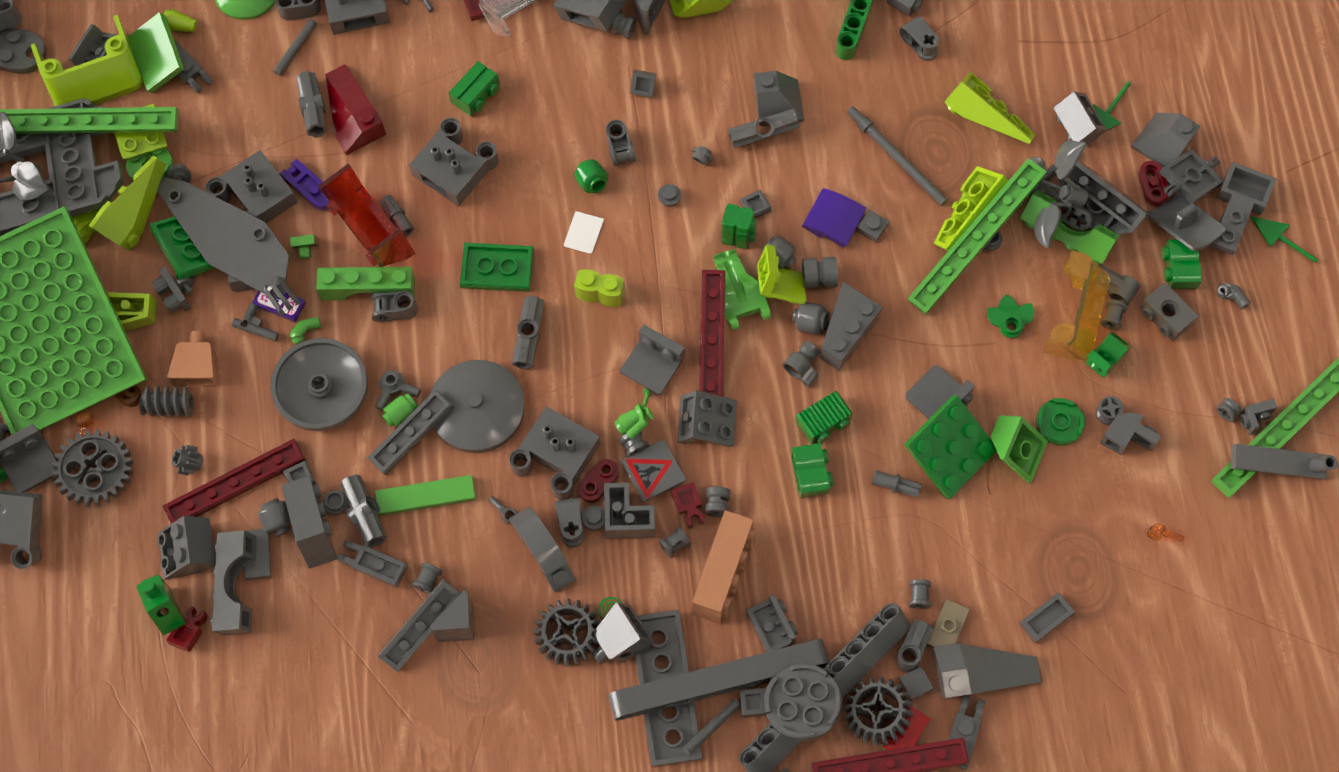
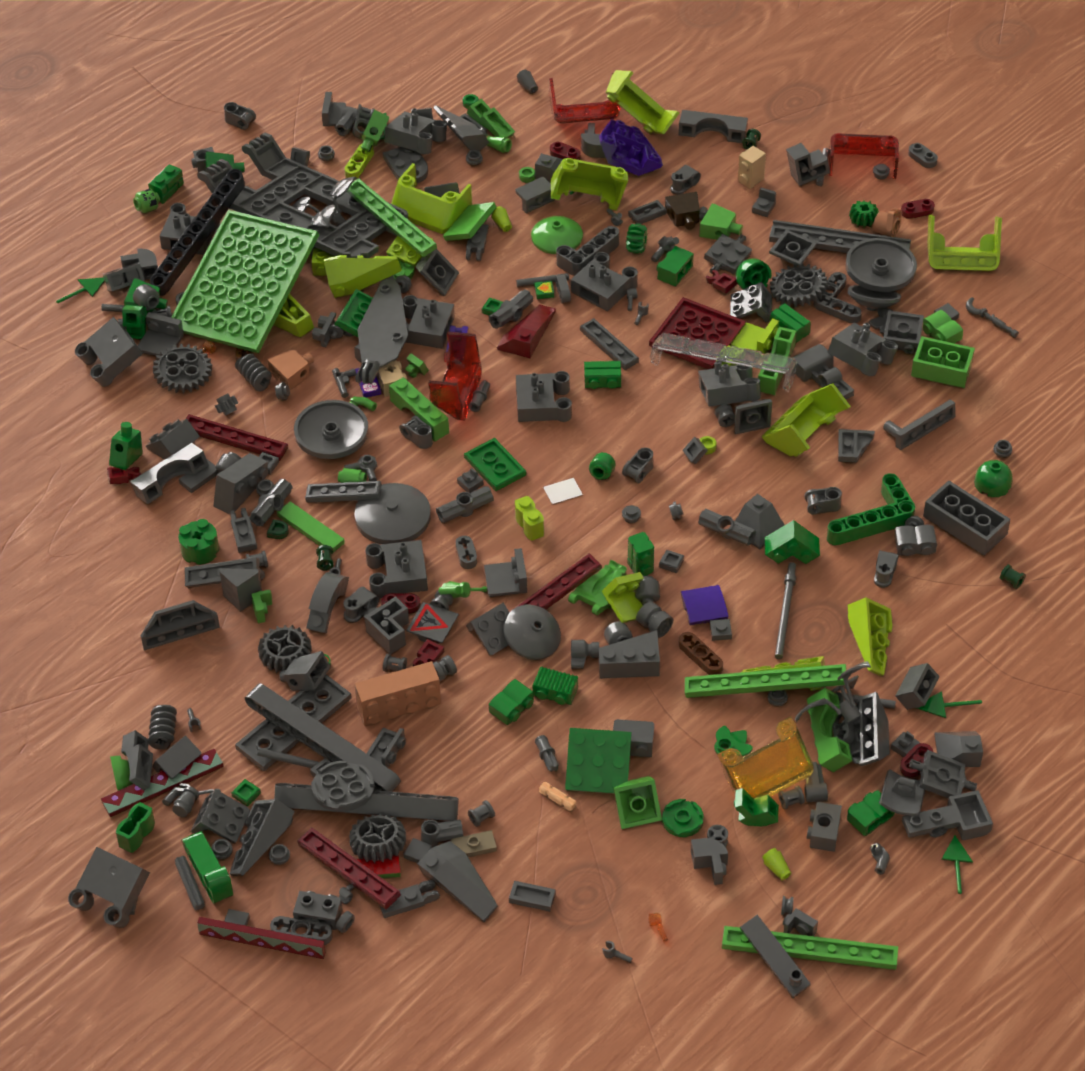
camera: 50 degrees right, 20 degrees down
(196, 132) = (438, 271): none -> dark grey slope
(218, 392) = (282, 391): none -> dark grey plate
(289, 117) = (491, 306): none -> green tile
(305, 282) = (389, 374): none -> tan brick
(310, 55) = (544, 290): none -> tile
(327, 38) = (563, 288): none -> dark grey beam
(361, 630) = (198, 542): none -> green brick
(400, 528) = (278, 530): none -> dark green tile
(435, 53) = (609, 343): none -> dark grey tile
(445, 714) = (178, 623): none -> dark grey wedge
(472, 508) = (325, 557): none -> dark green bush
(492, 619) = (260, 602): none -> bright green bracket
(498, 305) = (470, 481): none -> dark grey tile
(584, 379) = (469, 551): none -> dark grey beam
(642, 63) = (709, 443): none -> lime tile
(737, 396) = (526, 638): none -> dark grey dish
(798, 28) = (824, 501): none -> dark grey piece
(832, 90) = (792, 540): none -> green brick
(894, 257) = (698, 645): none -> reddish brown beam
(951, 511) = (557, 796): none -> light nougat axle
(1127, 178) = (904, 743): none -> dark grey tile
(1167, 591) = (613, 952): none -> dark grey hand
(1174, 382) = (776, 863): none -> lime cone

